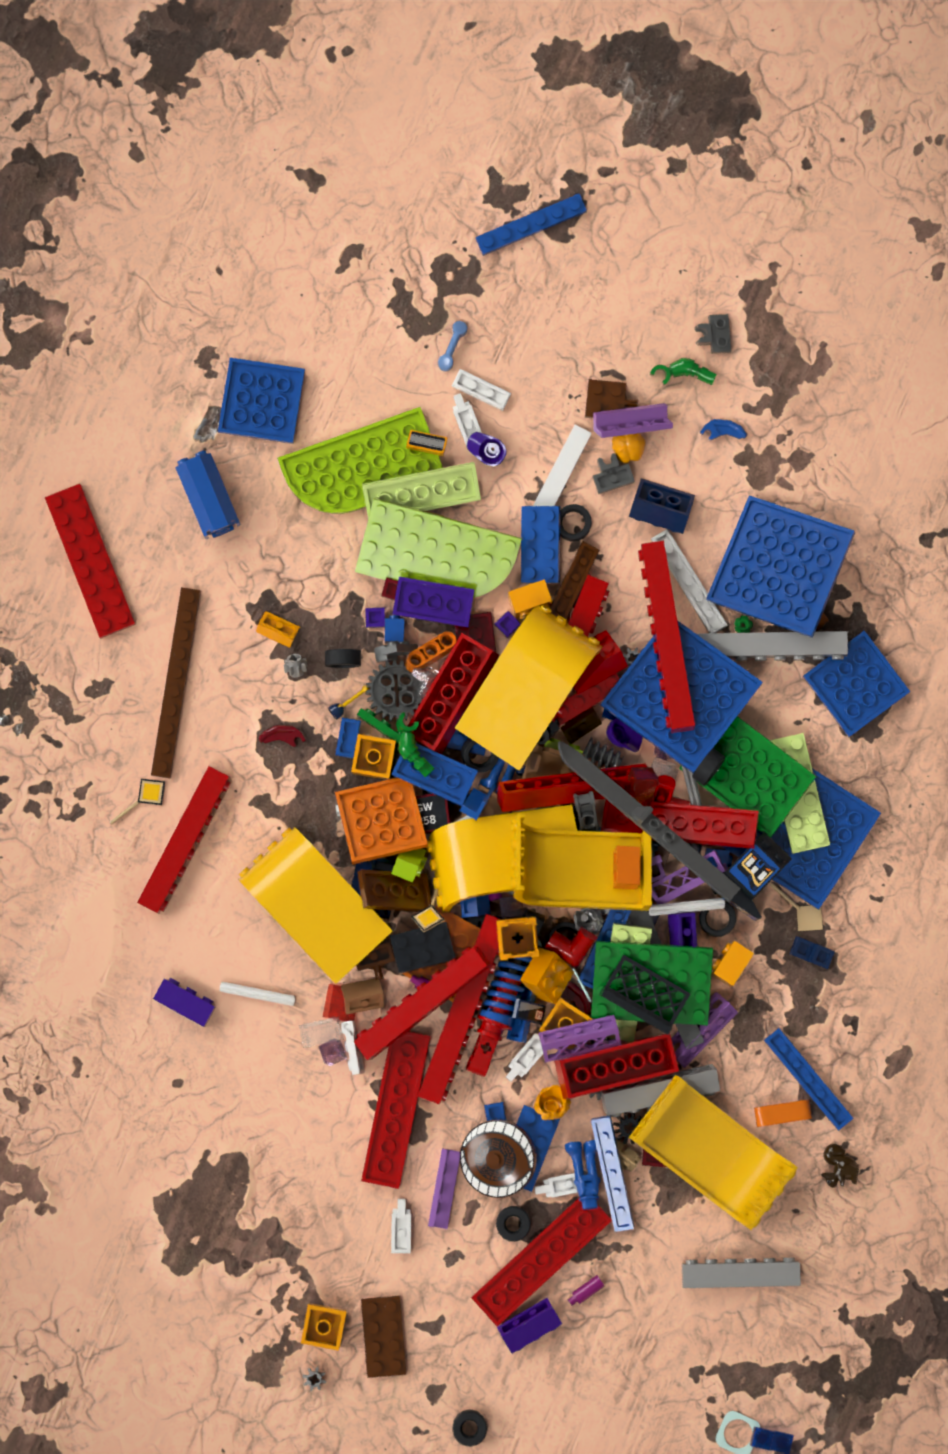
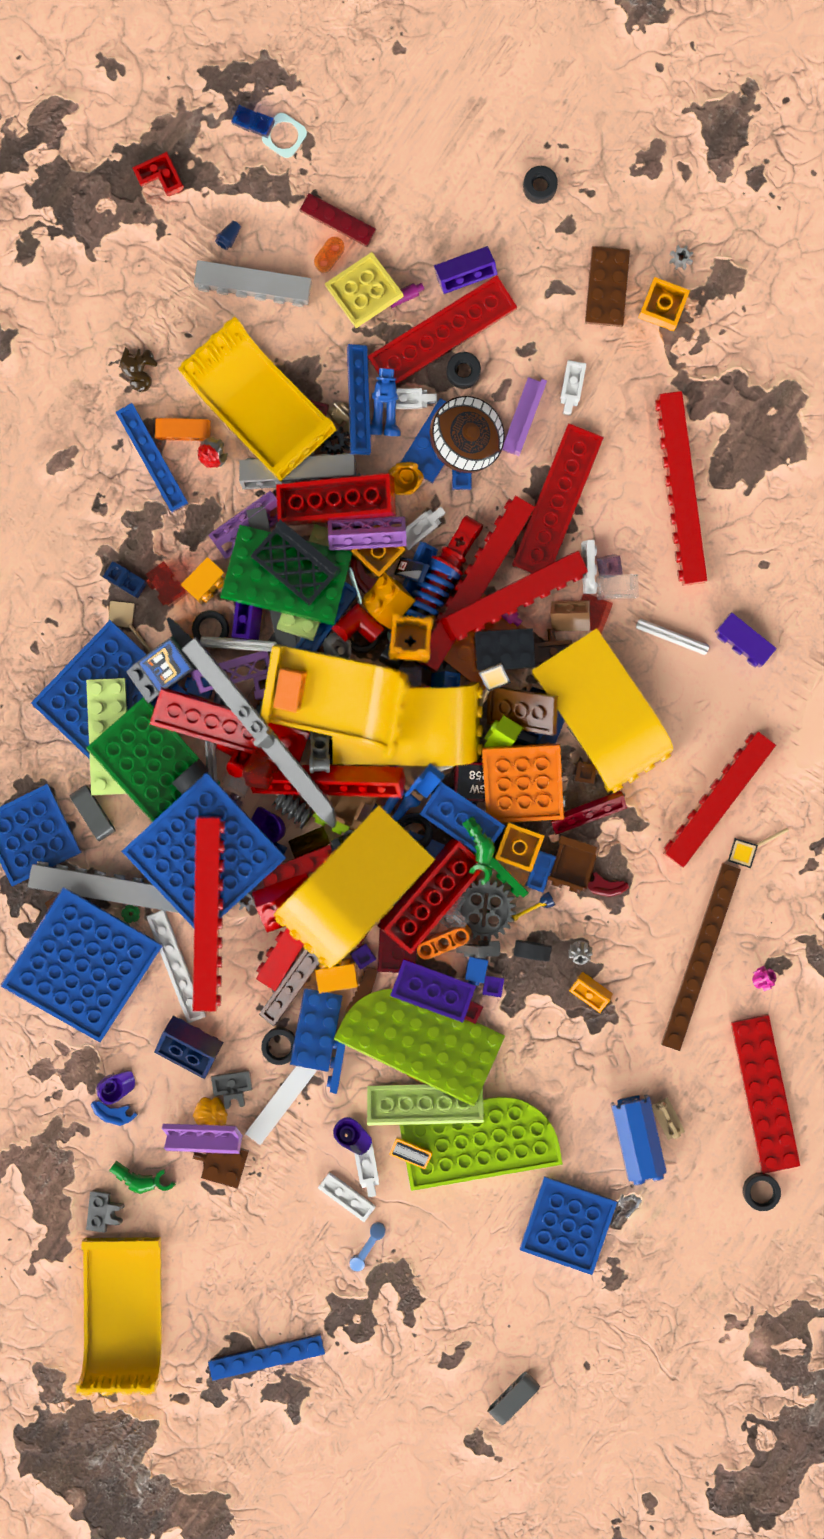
camera: 170 degrees left, 5 degrees up
(78, 451) = (761, 1206): none -> black tyre
(110, 672) = (764, 978): none -> dark pink gear
(181, 519) = (668, 1119): none -> tan hinge
(273, 1143) = (682, 488): none -> red brick
(285, 227) = (513, 1398): none -> dark grey beam
(309, 804) = (589, 812): none -> dark red plate
(316, 749) = (573, 865): none -> reddish brown panel
(321, 842) = (585, 773): none -> reddish brown plate
(500, 593) = (365, 987): none -> reddish brown piece
(514, 515) = (336, 1064): none -> blue plate
(627, 1286) = (364, 290): none -> light yellow plate
(667, 1355) = (337, 220): none -> dark red plate
(669, 1317) = (328, 255): none -> clear orange plate
(678, 240) = (121, 1315): none -> yellow panel
(726, 455) = (115, 1087): none -> dark purple cap
(749, 1093) = (211, 452): none -> piece
(774, 957) = (162, 580): none -> clear red brick
(774, 1319) = (226, 238): none -> dark blue cone
(799, 716) = (92, 813): none -> dark grey beam
(855, 1374) = (162, 169): none -> red brick

